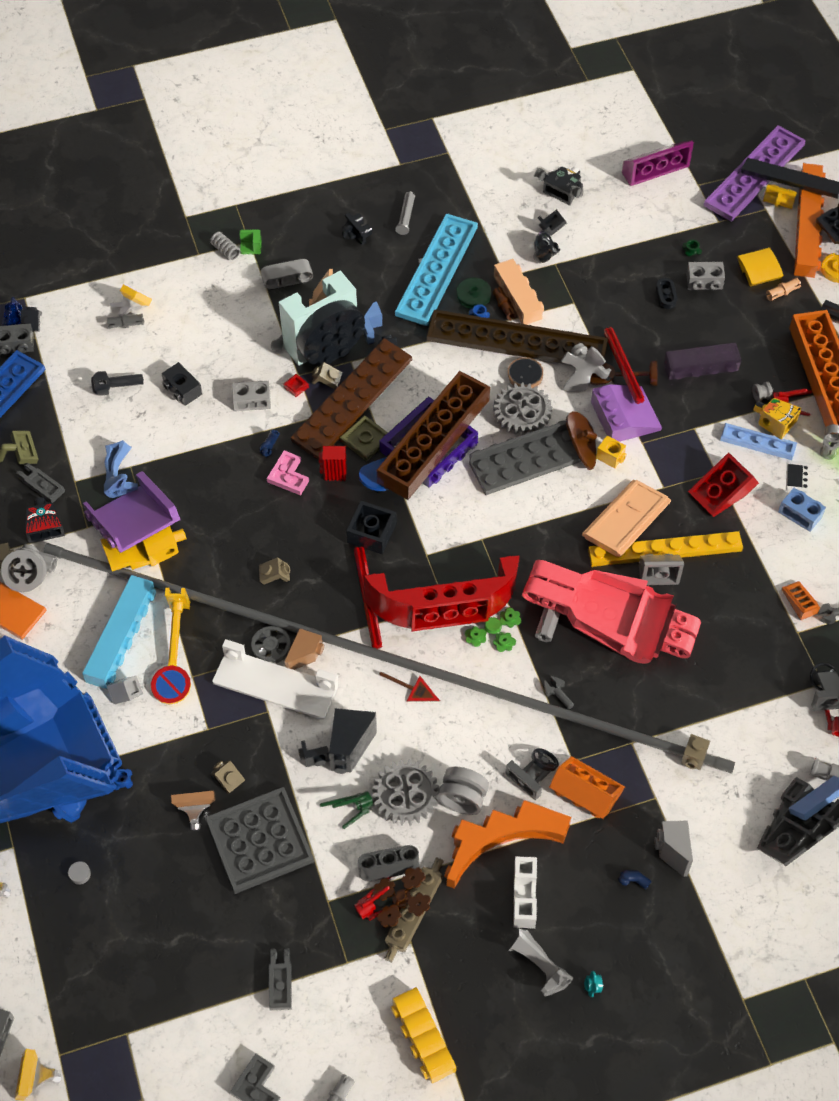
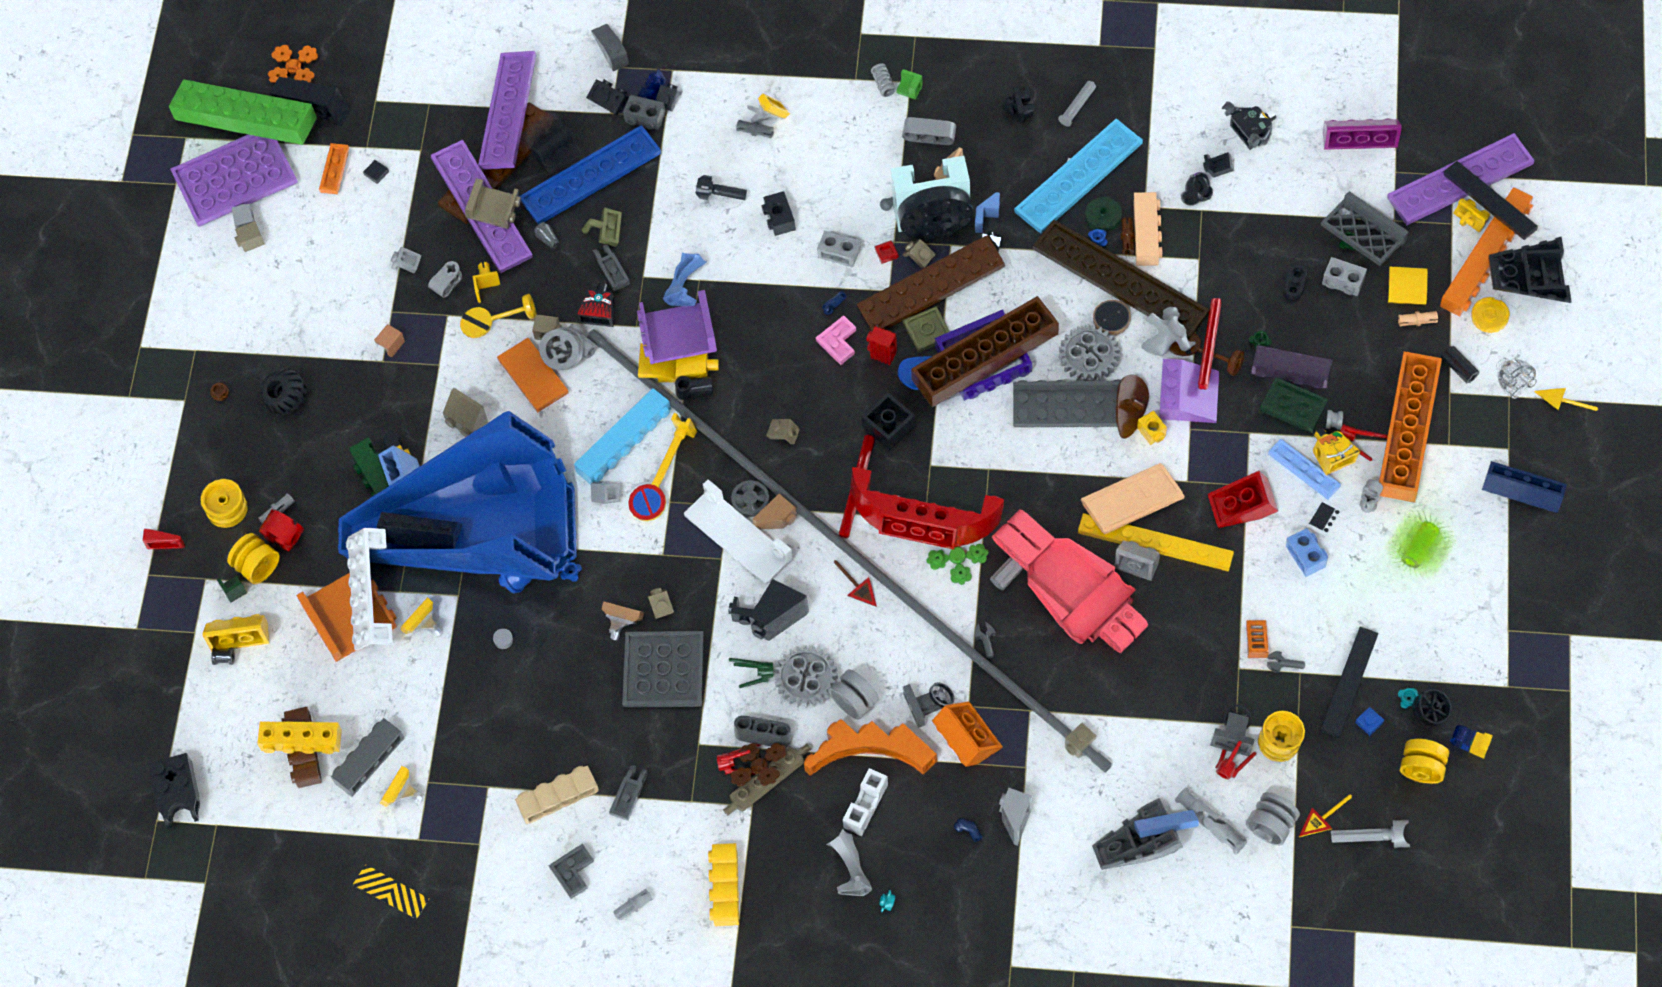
camera: 30 degrees right, 5 degrees up
(163, 564) = (693, 386): none -> black piece
(203, 1014) = (559, 793): none -> tan brick
(661, 348) = (1260, 335): none -> dark green plate
(702, 224) = (1373, 220): none -> dark grey fence
(721, 391) = (1293, 404): none -> clear green plate

